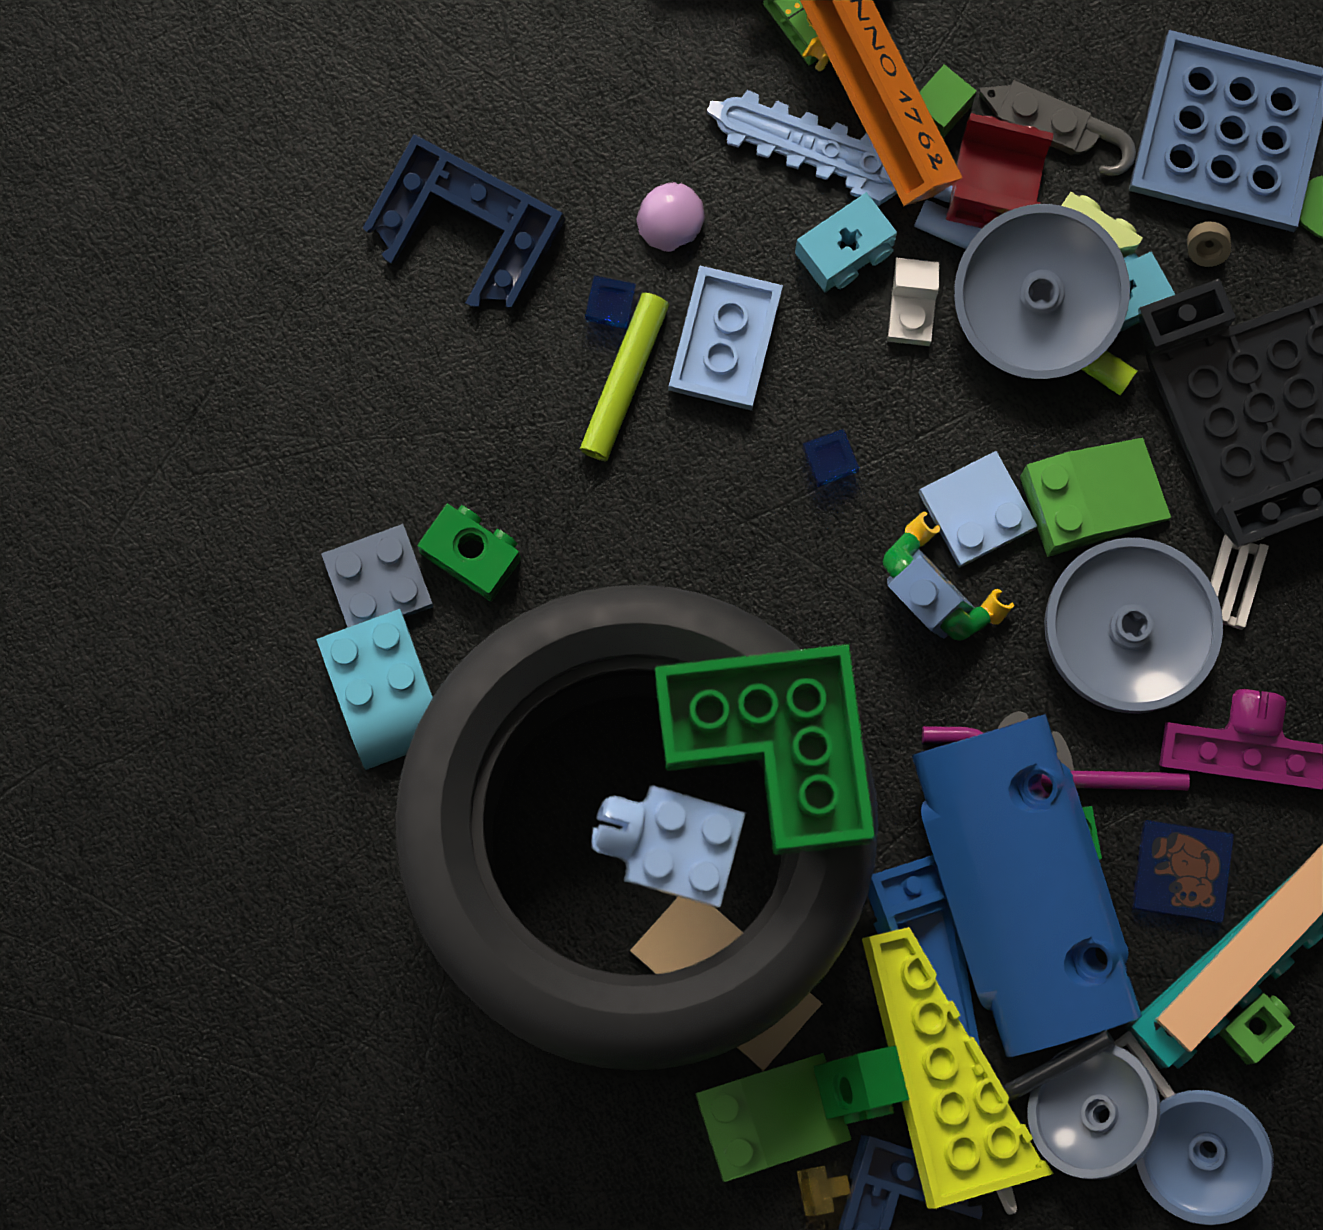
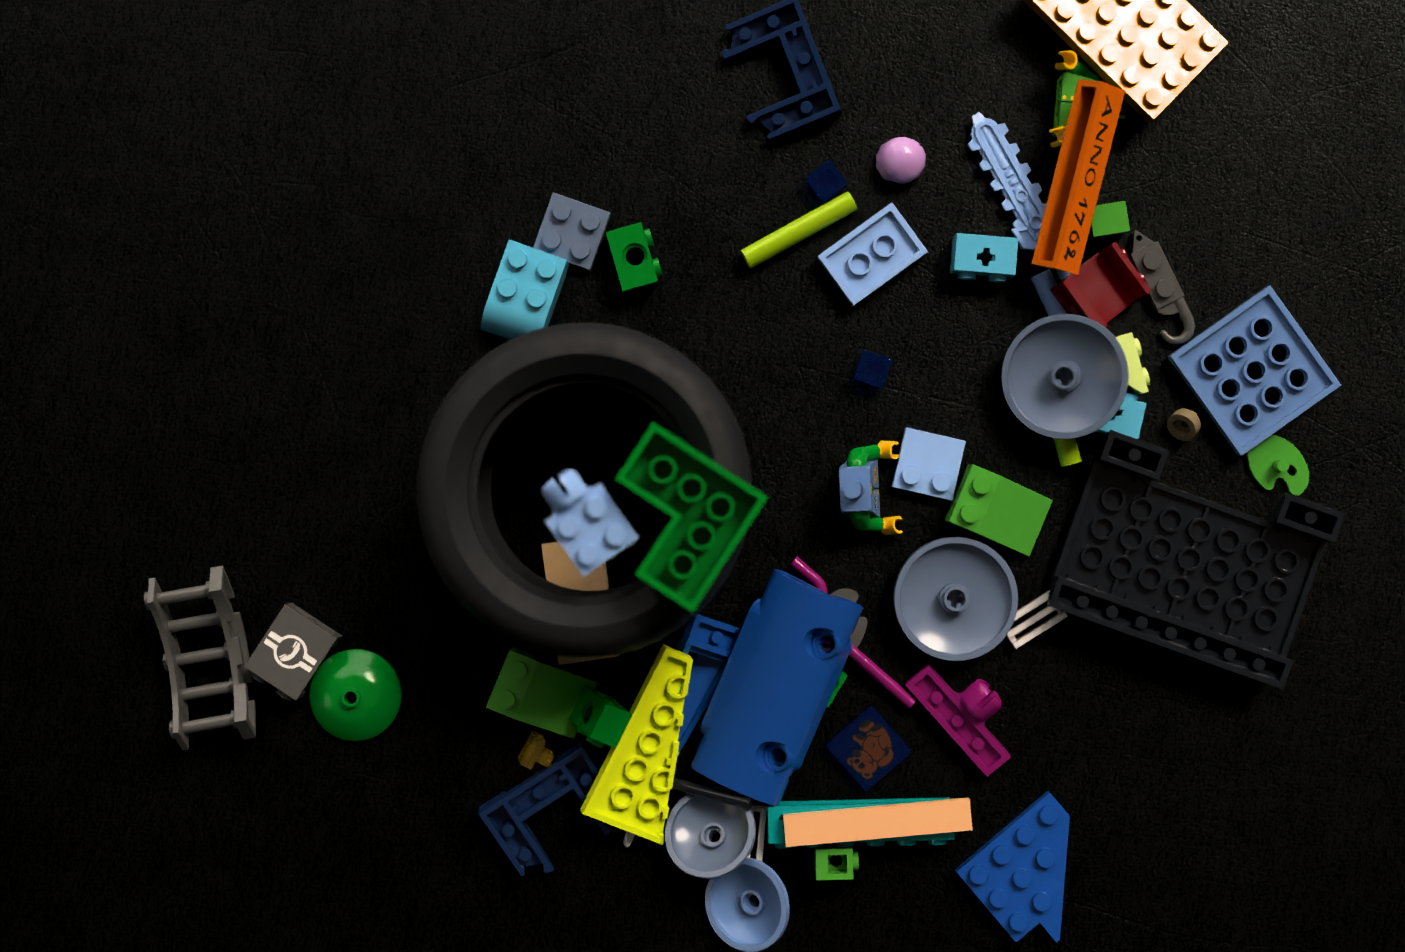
camera: 40 degrees right, 10 degrees up
(913, 301) = (993, 319): white slope -> none

